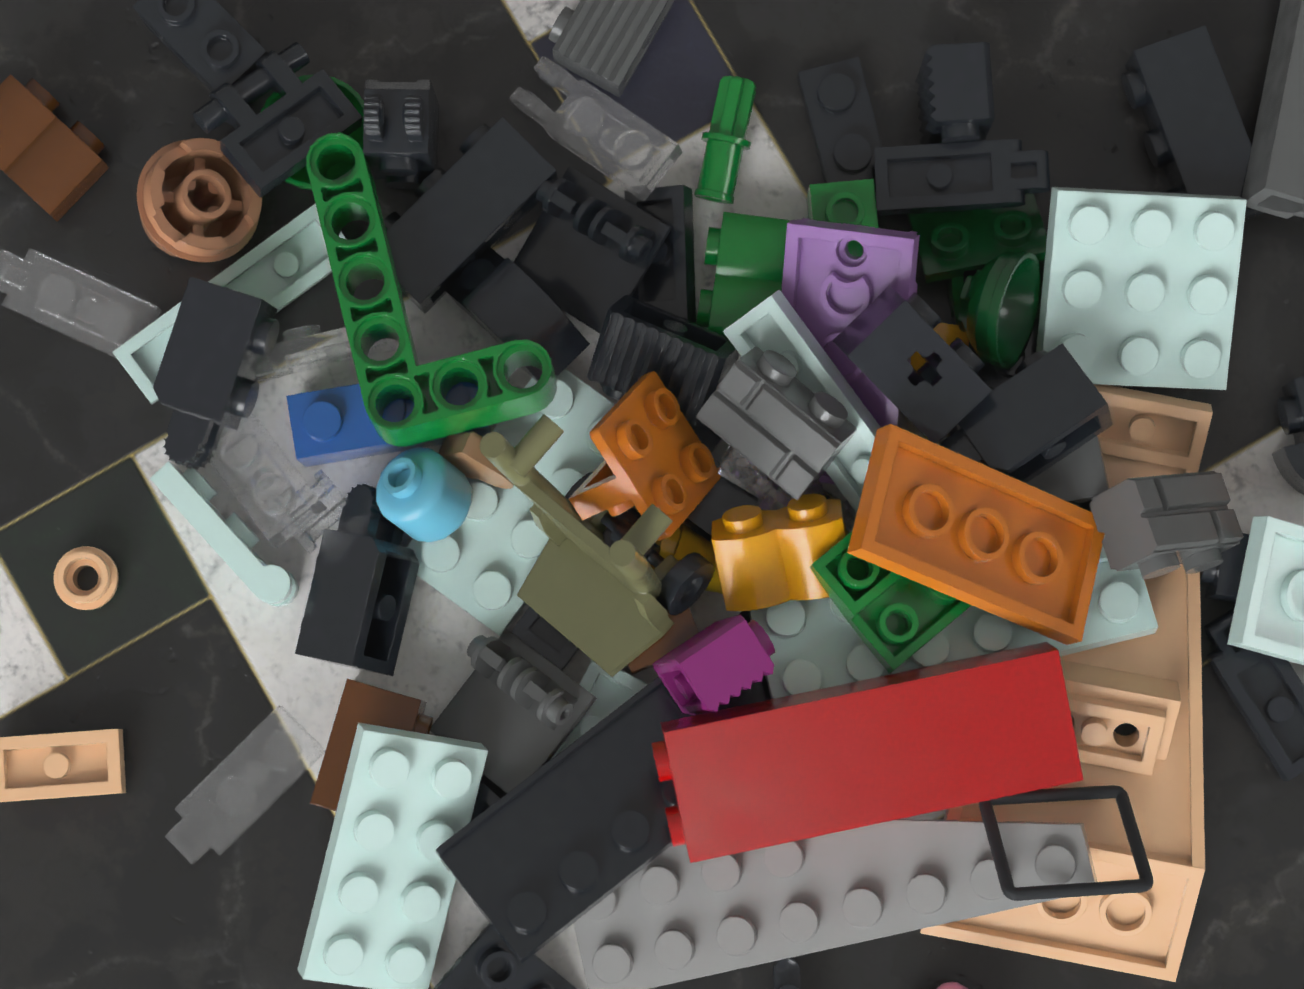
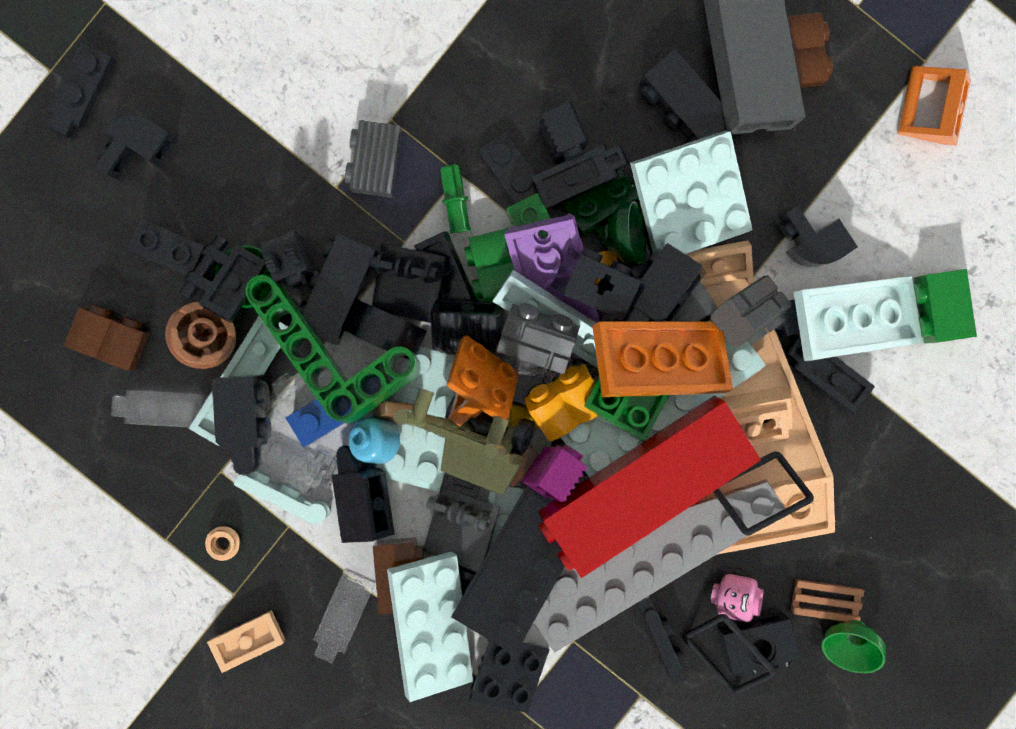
camera: 25 degrees left, 5 degrees up
(601, 131) = (390, 219): clear hinge -> none

